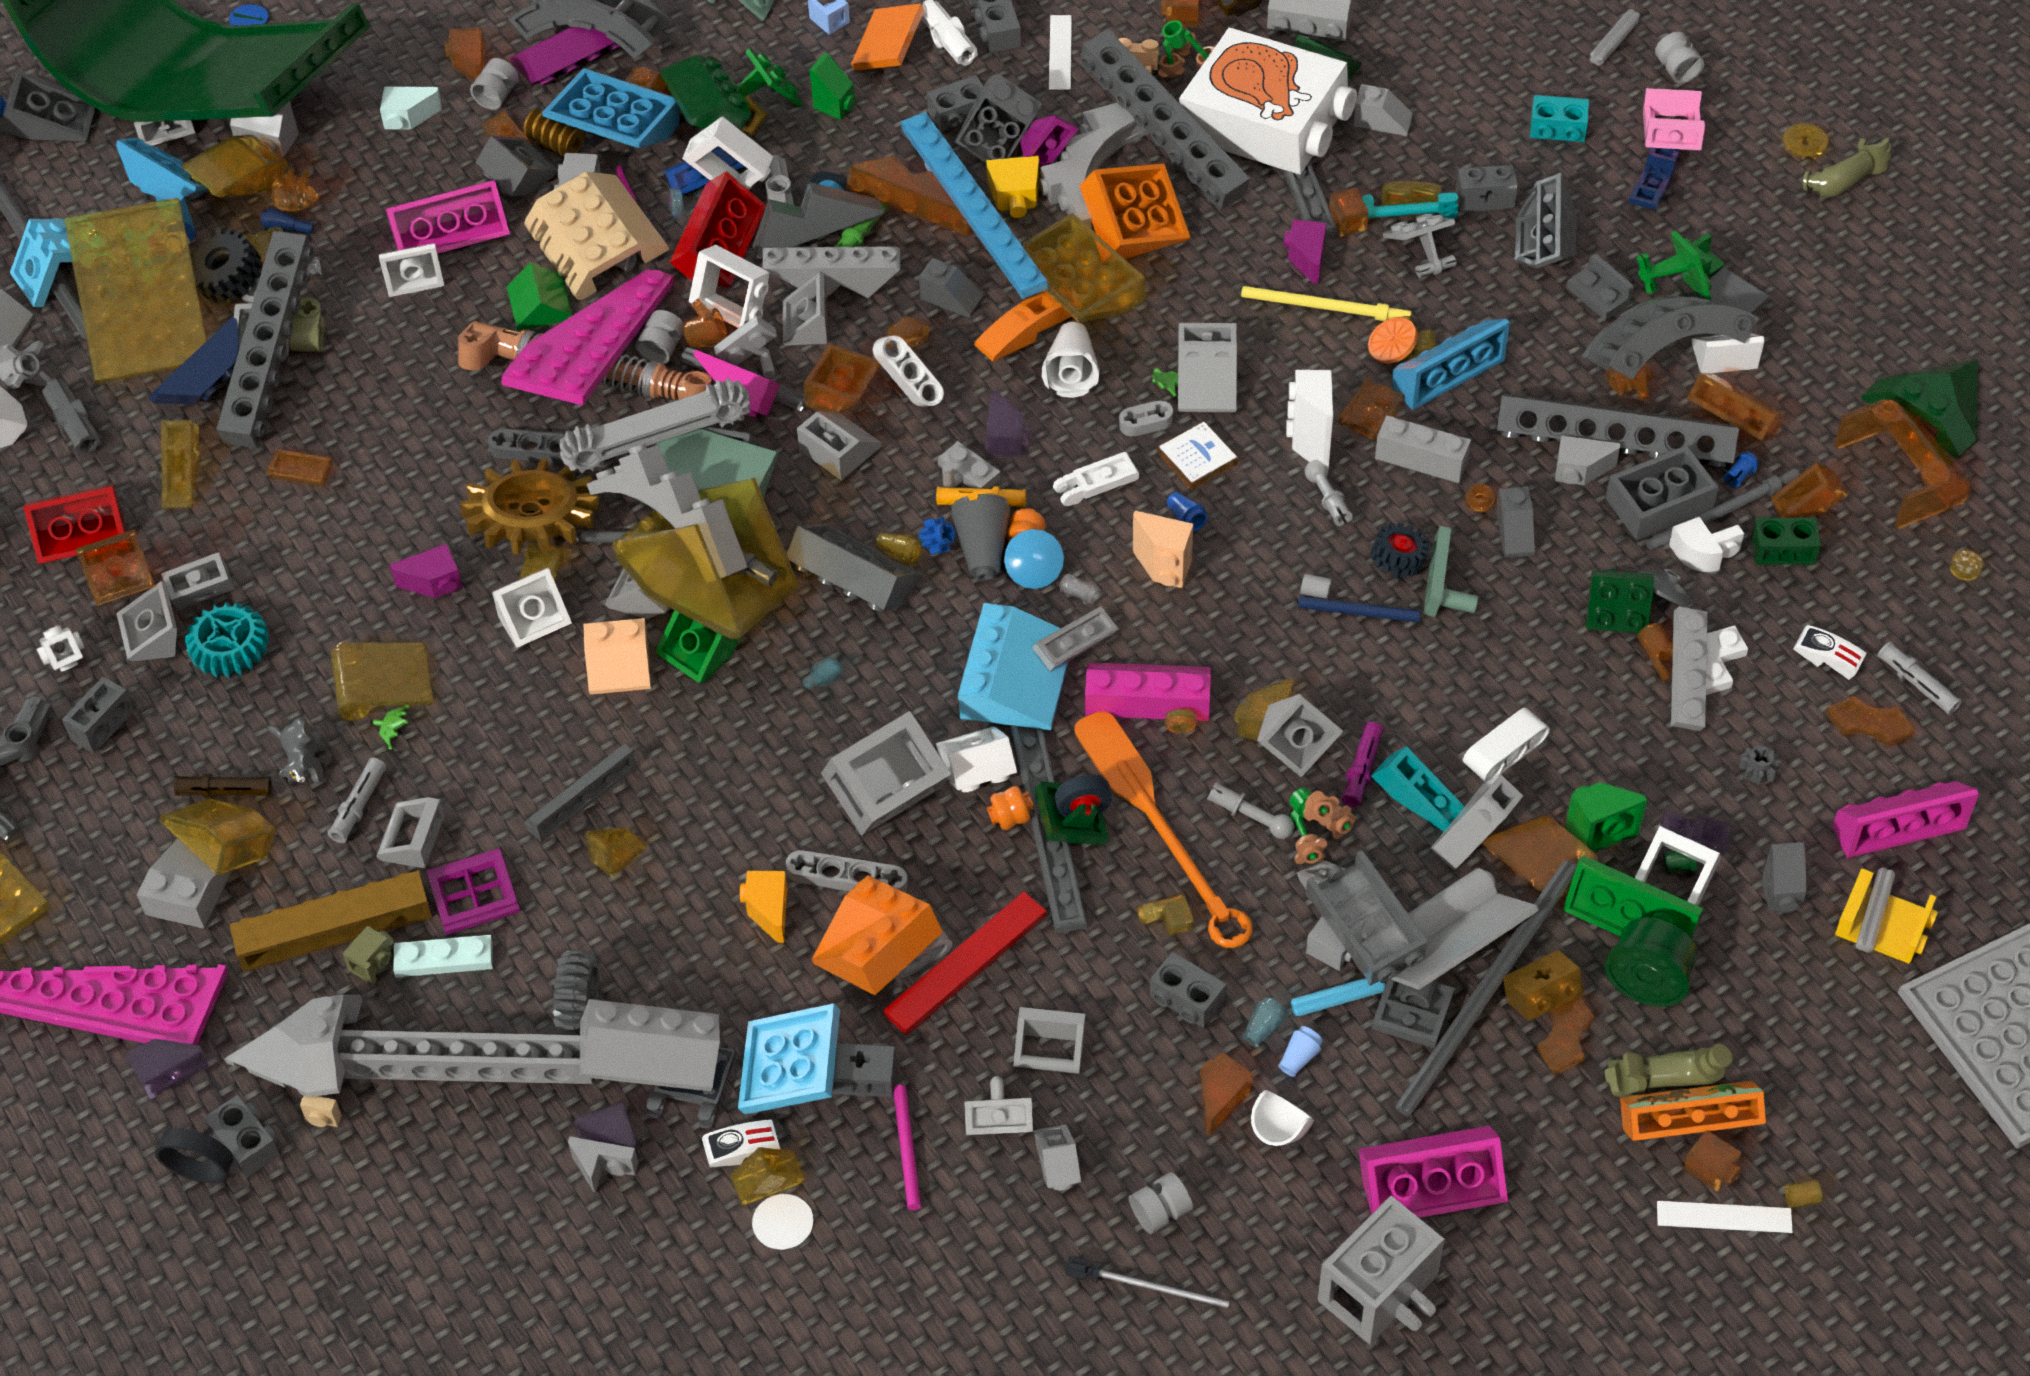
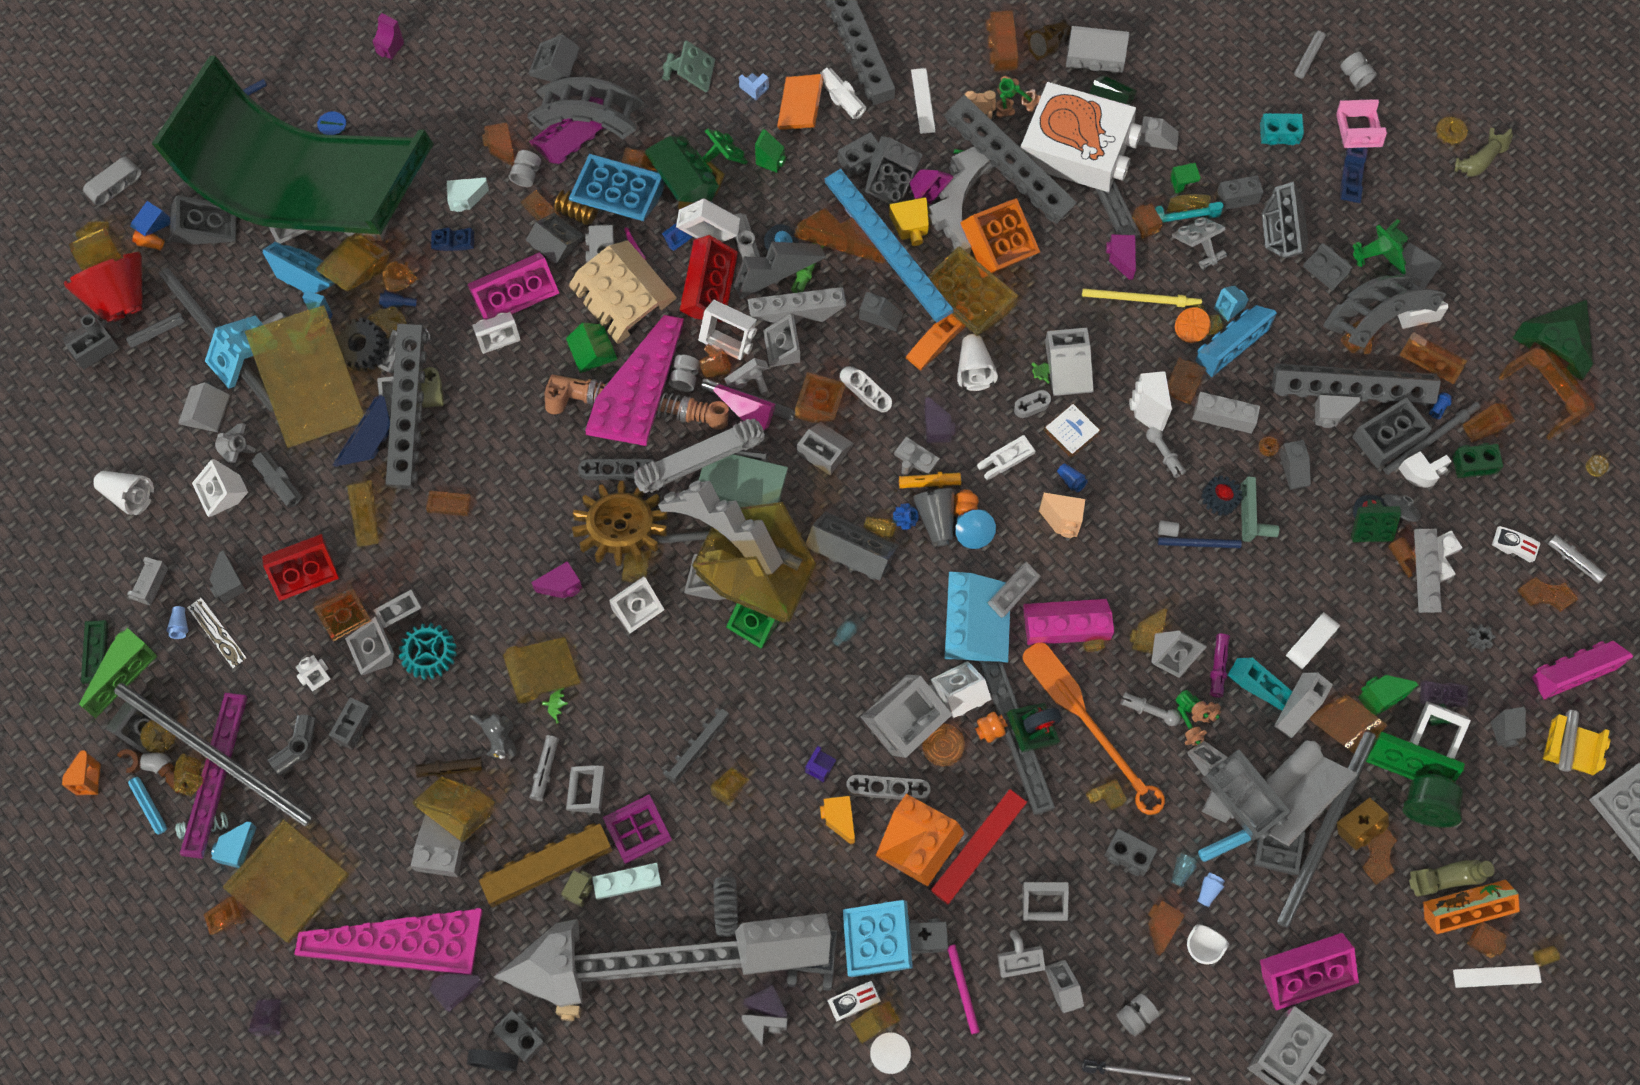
camera: 10 degrees left, 15 degrees up
(374, 161) = (450, 240): none -> dark blue slope
(617, 656) = (702, 636): light nougat slope -> none
(675, 202) = (673, 256): clear light blue tile -> none
(751, 834) = (819, 764): none -> dark purple panel
(910, 331) = (857, 353): clear orange piece -> none
(938, 828) = (944, 746): none -> clear orange tile
(1083, 590) = (1009, 547): clear pin -> none
(1410, 159) = (1184, 175): none -> green panel
(1450, 313) = (1230, 302): none -> medium azure slope

